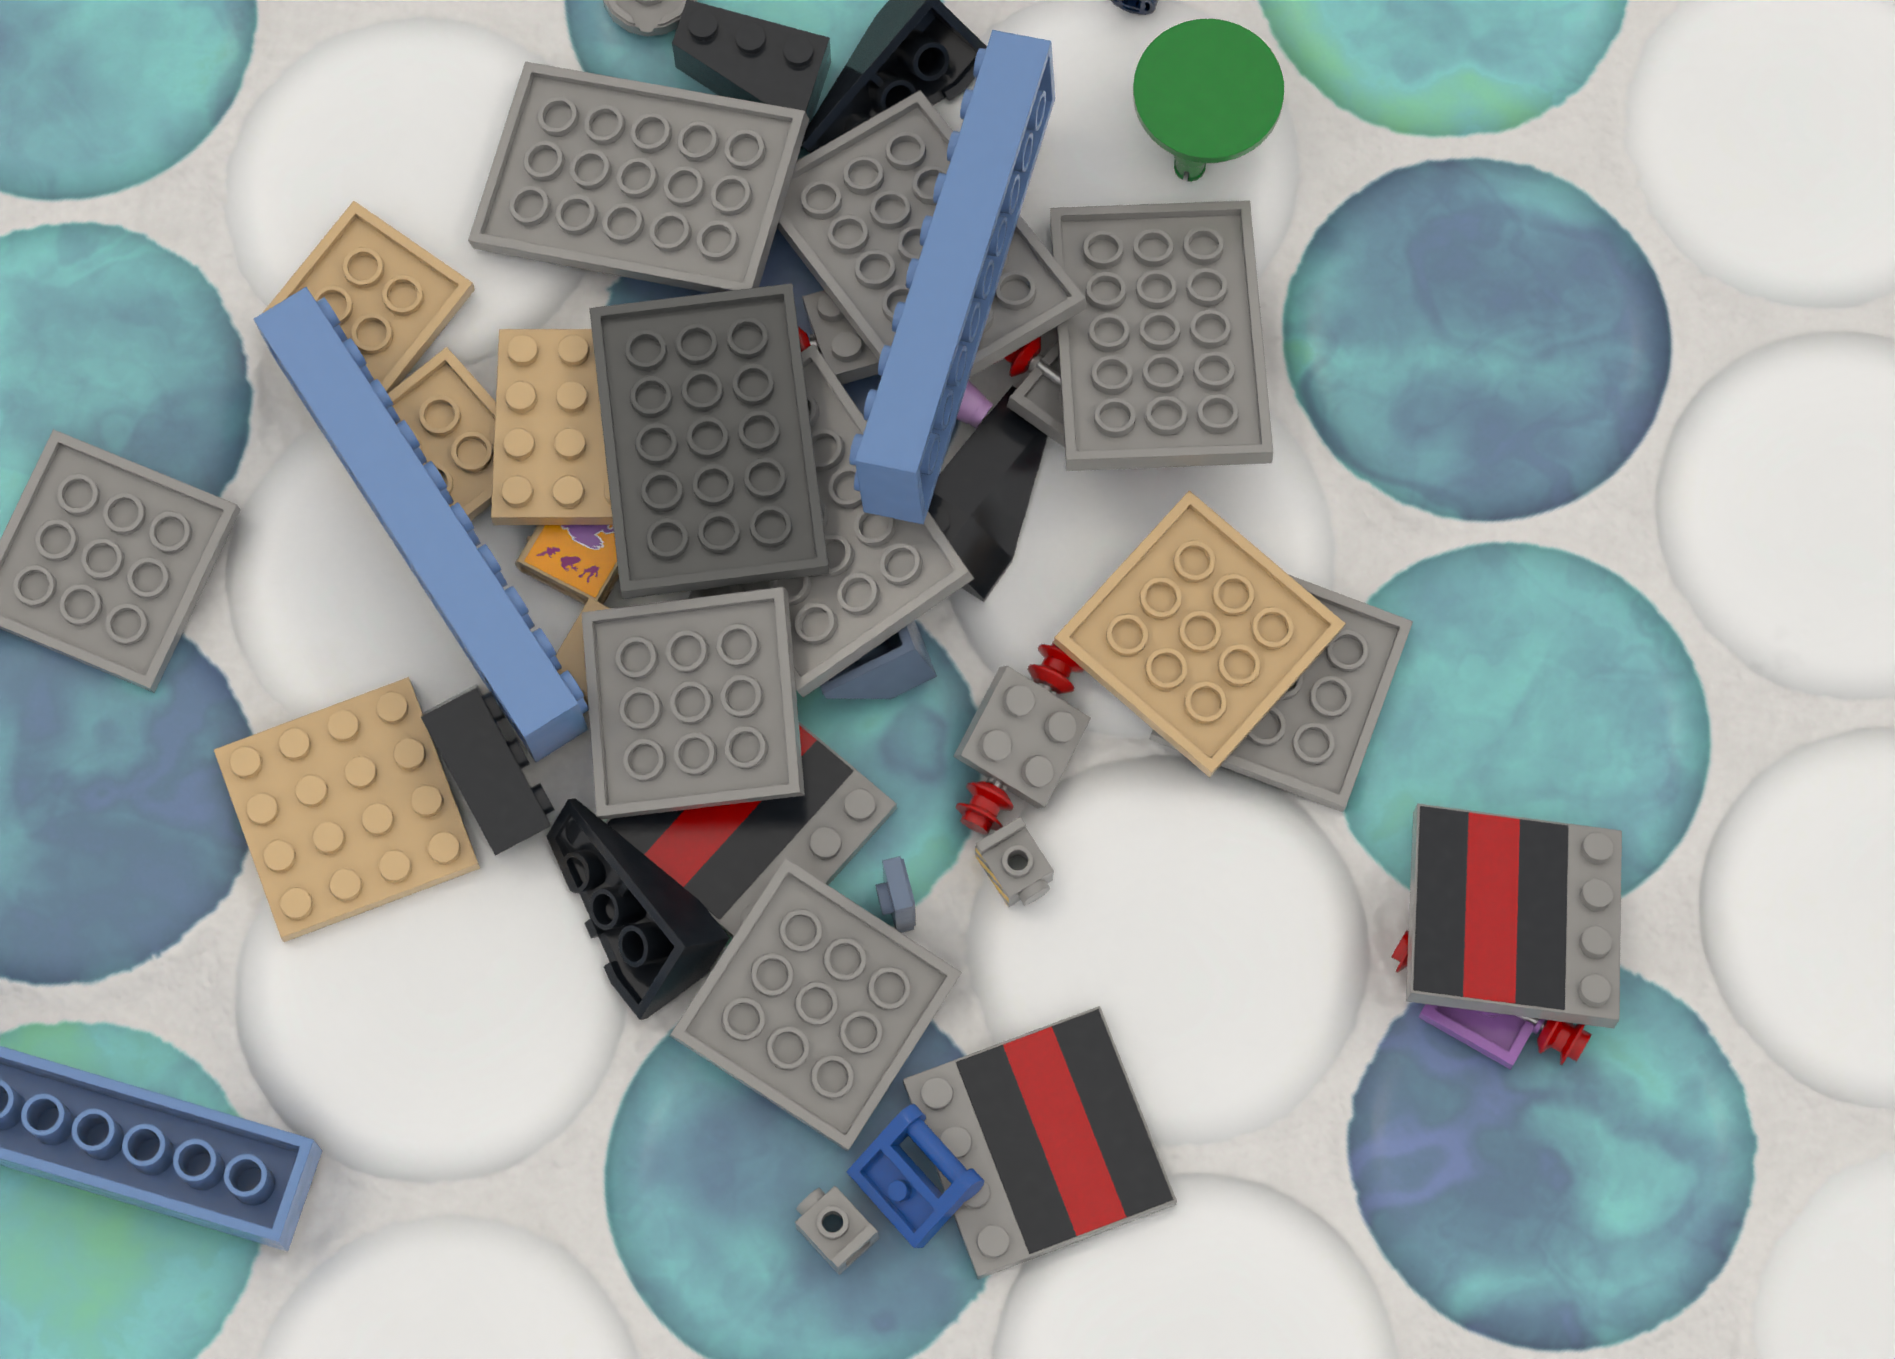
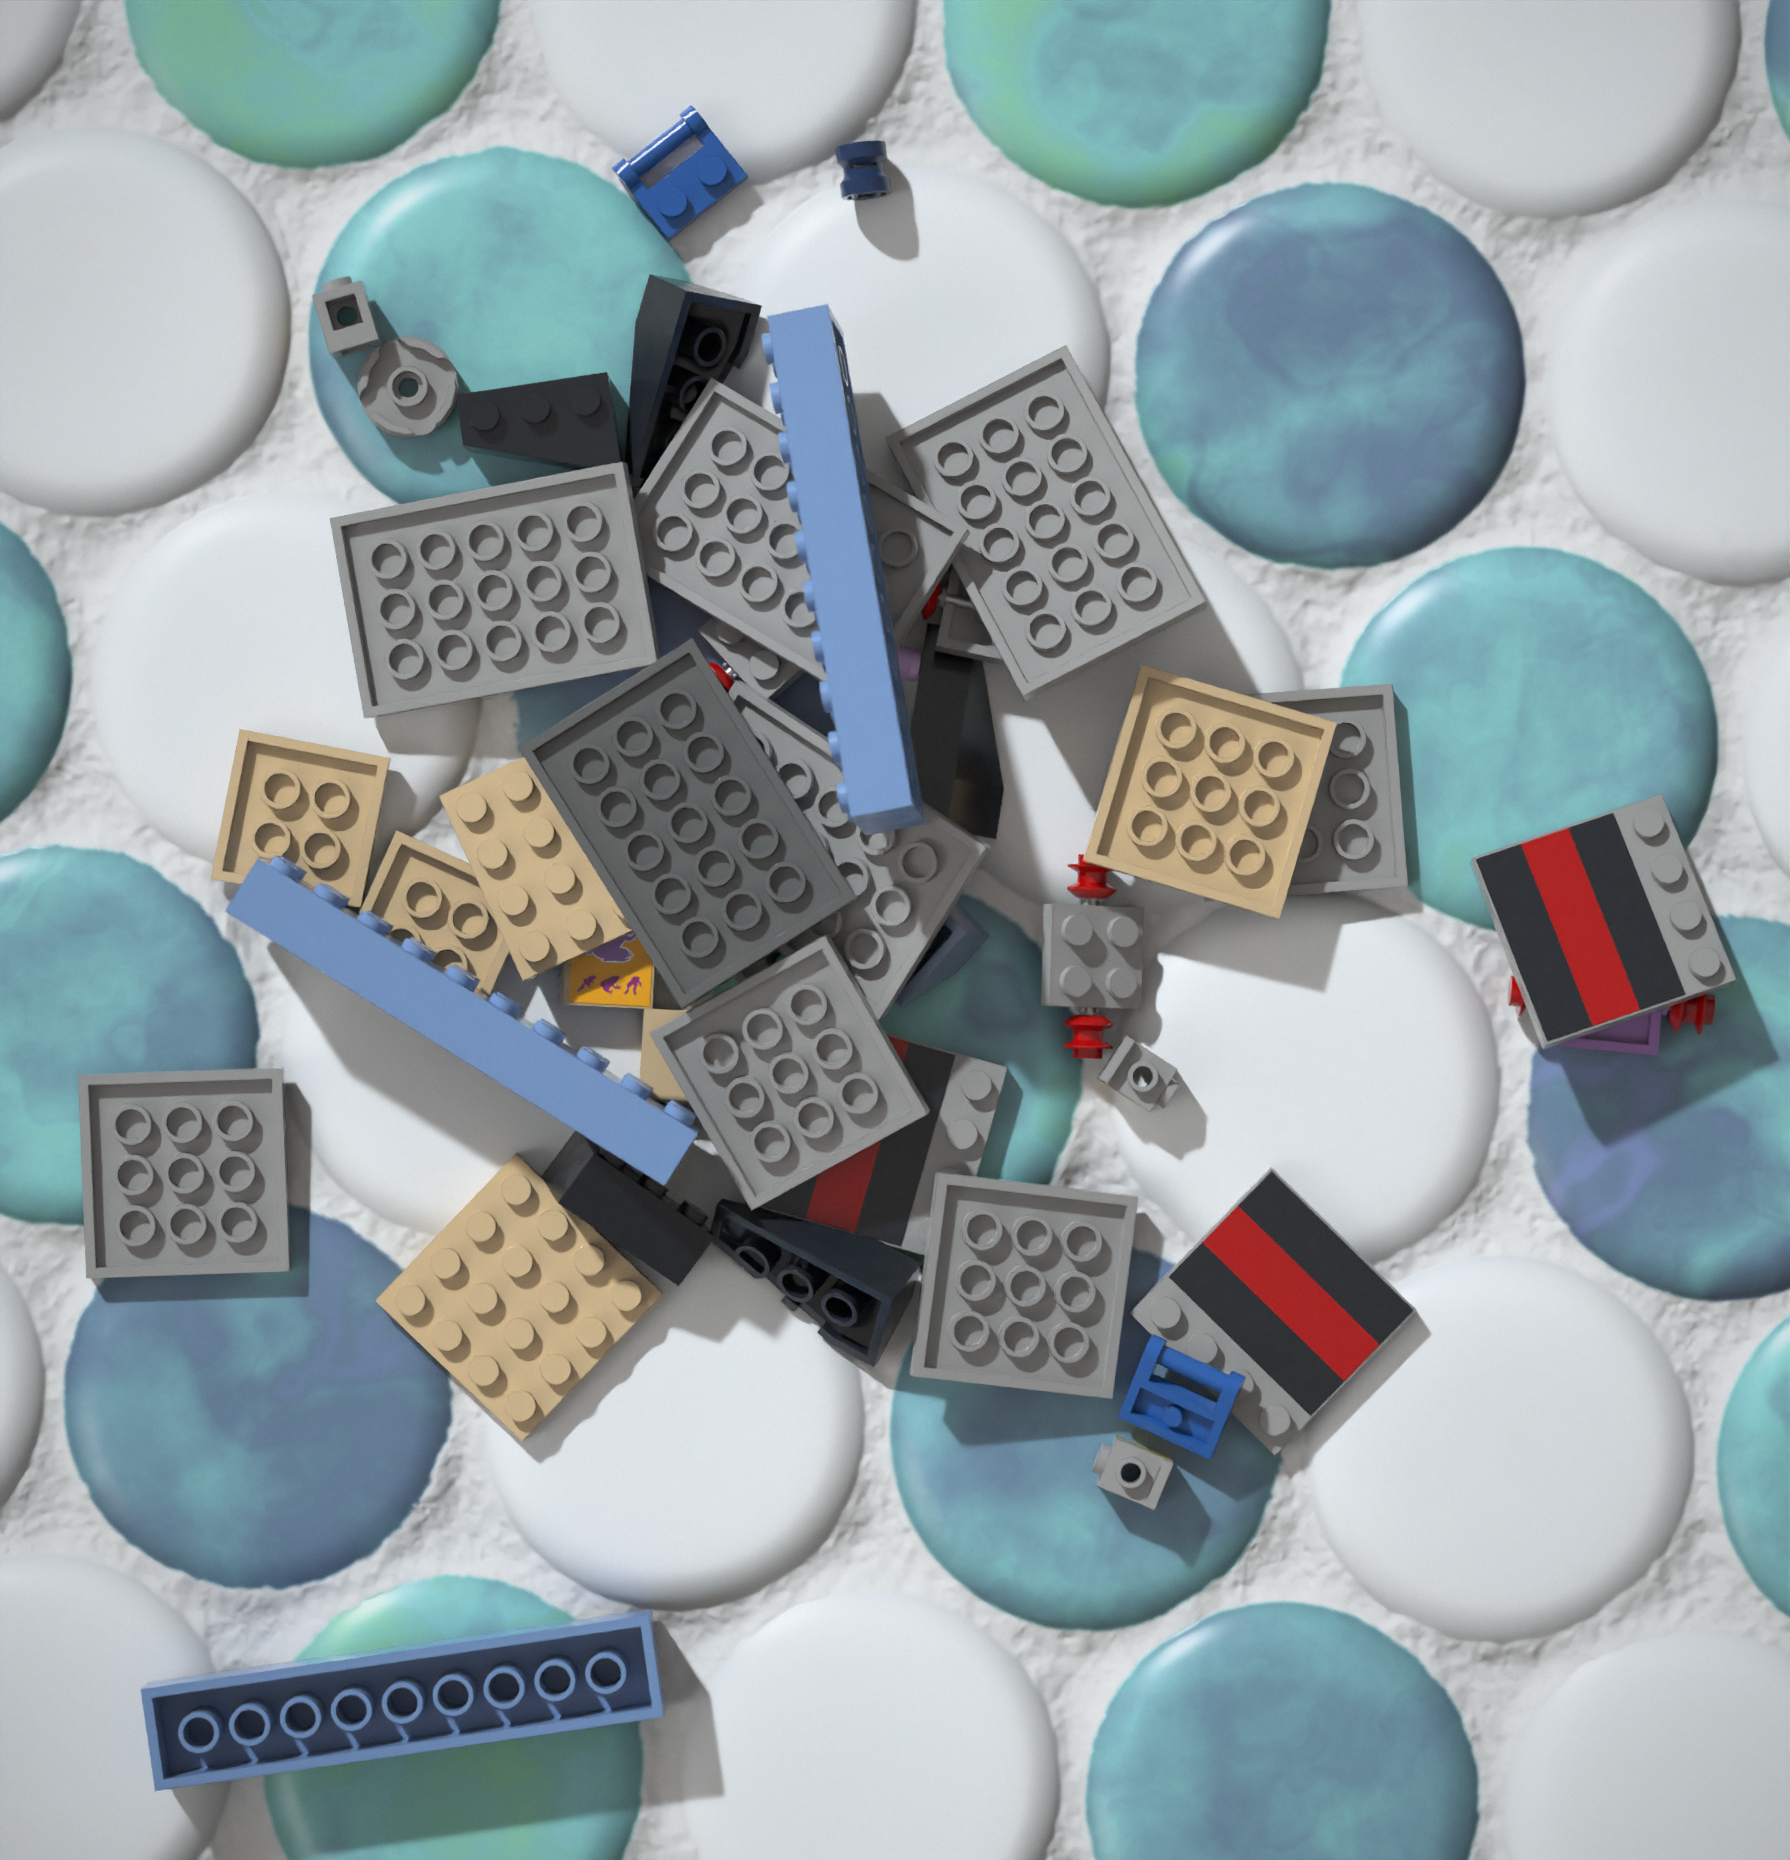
camera: 20 degrees left, 15 degrees up
(896, 894) = (1050, 1158): sand blue plate -> none
(1207, 93) = (986, 268): green piece -> none

